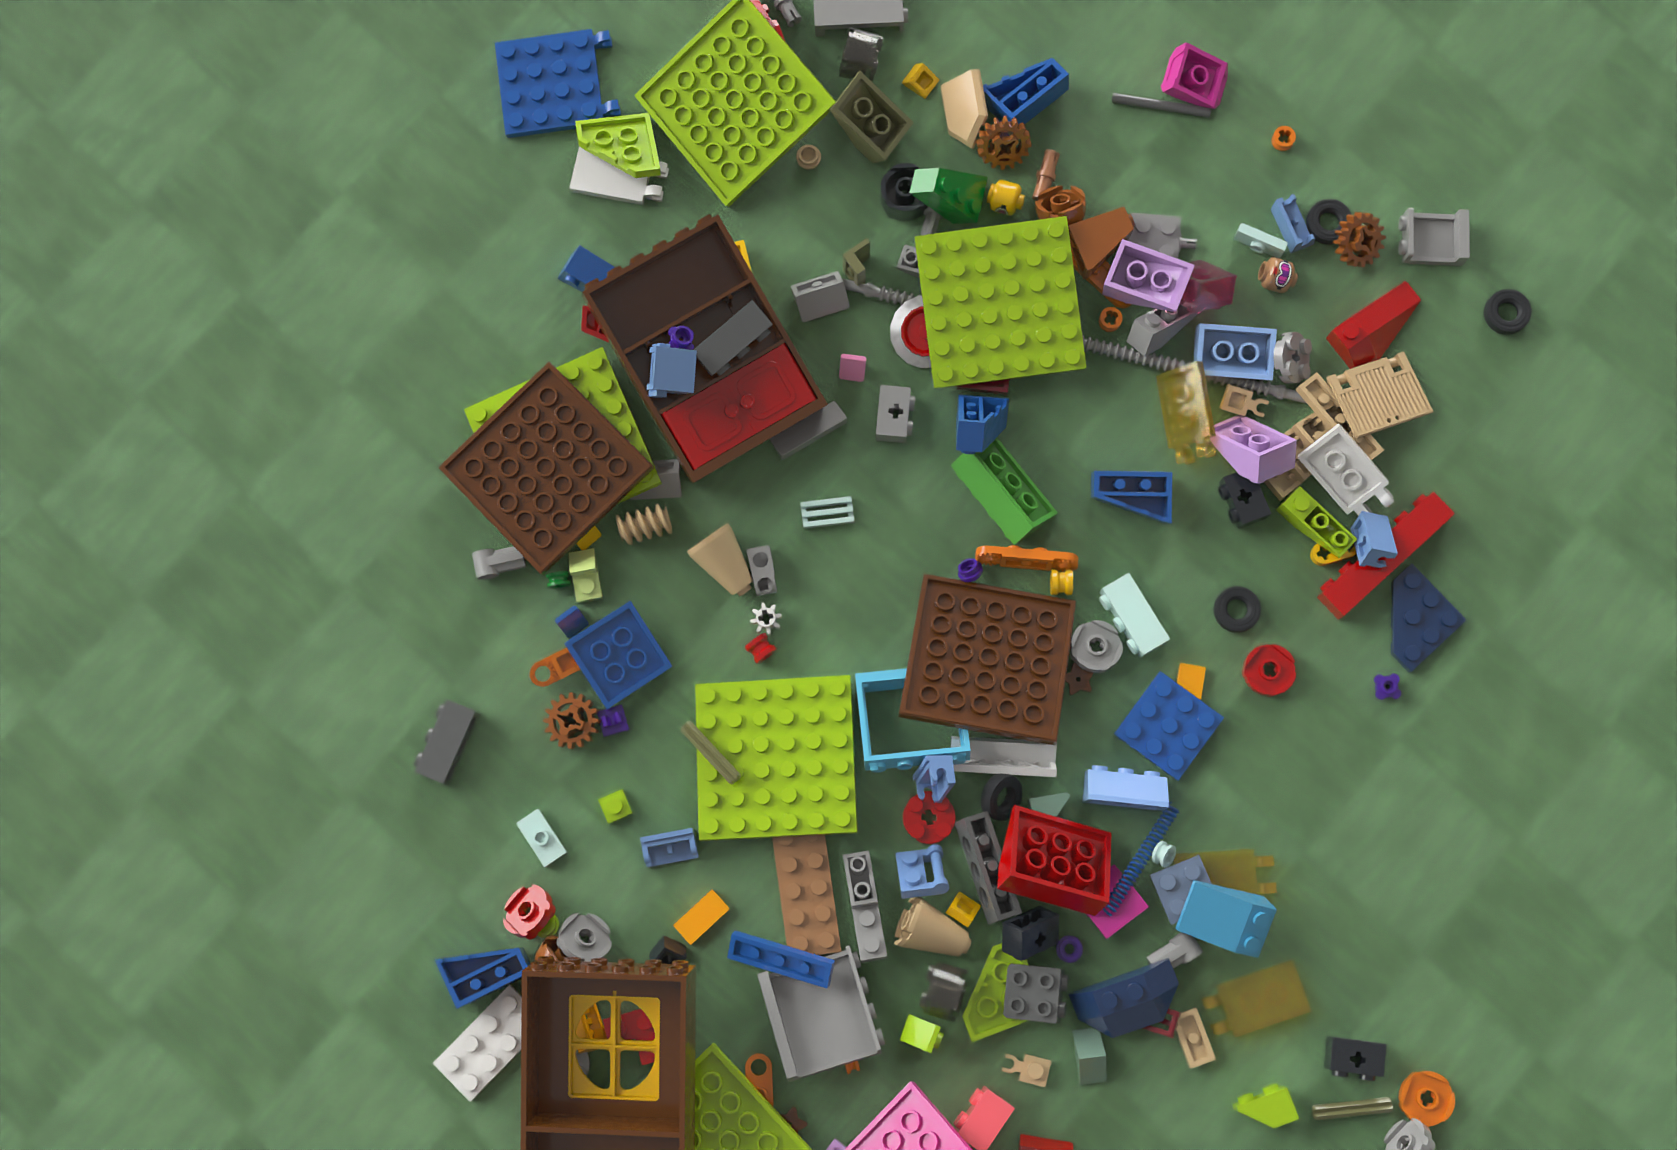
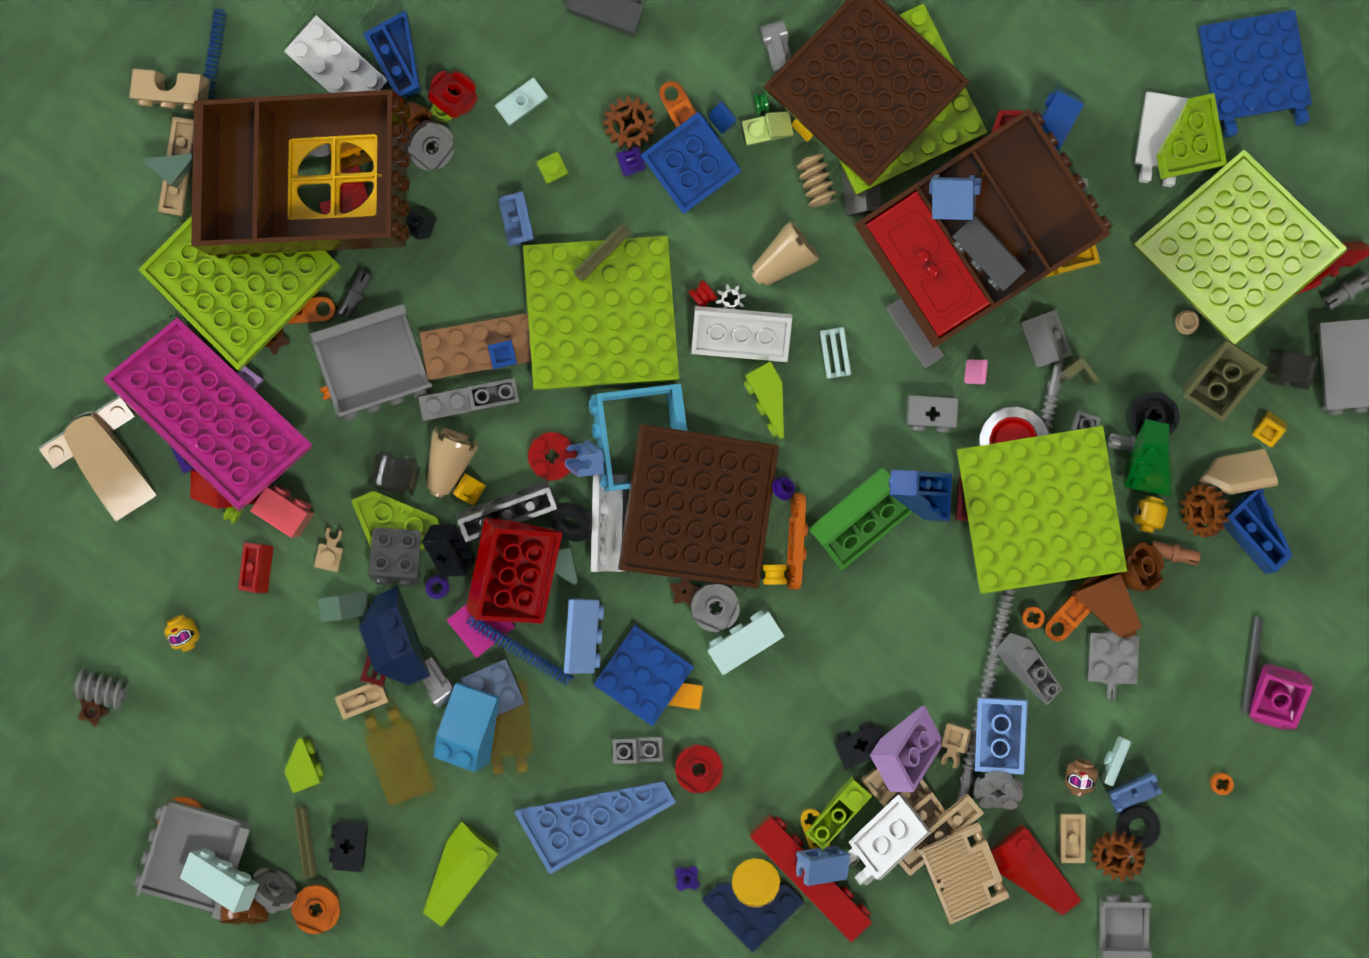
camera: 85 degrees right, 10 degrees up
(684, 333) = (993, 208): dark purple plate -> none
(701, 917) = (454, 251): light orange tile -> none
(743, 1030) = (354, 294): none -> dark grey pin
(762, 570) = (777, 293): light grey leg -> none
(781, 959) = (418, 324): blue plate -> none
(804, 608) = (741, 334): none -> white plate
(817, 865) = (502, 354): none -> blue plate
(867, 581) = (769, 392): none -> lime slope
(912, 872) = (499, 442): medium blue plate -> none
(921, 1033) = (356, 454): lime slope -> none
(1136, 492) = (863, 642): blue wedge -> none
(1147, 277) = (1070, 650): lavender slope -> none
(1164, 854) = (524, 671): light aqua bush -> none
(1187, 412) = (941, 690): clear yellow tile -> none
(1208, 288) = (1067, 702): clear pink slope -> none
(1237, 593) = (766, 749): black tyre -> none
(1248, 734) = (638, 750): none -> light grey slope
(1330, 799) = (581, 824): none -> medium blue wing
(1340, 286) = (1072, 837): none -> tan plate
(1377, 931) = (460, 867): none -> lime wedge
(1392, 612) = (755, 882): none -> yellow tile

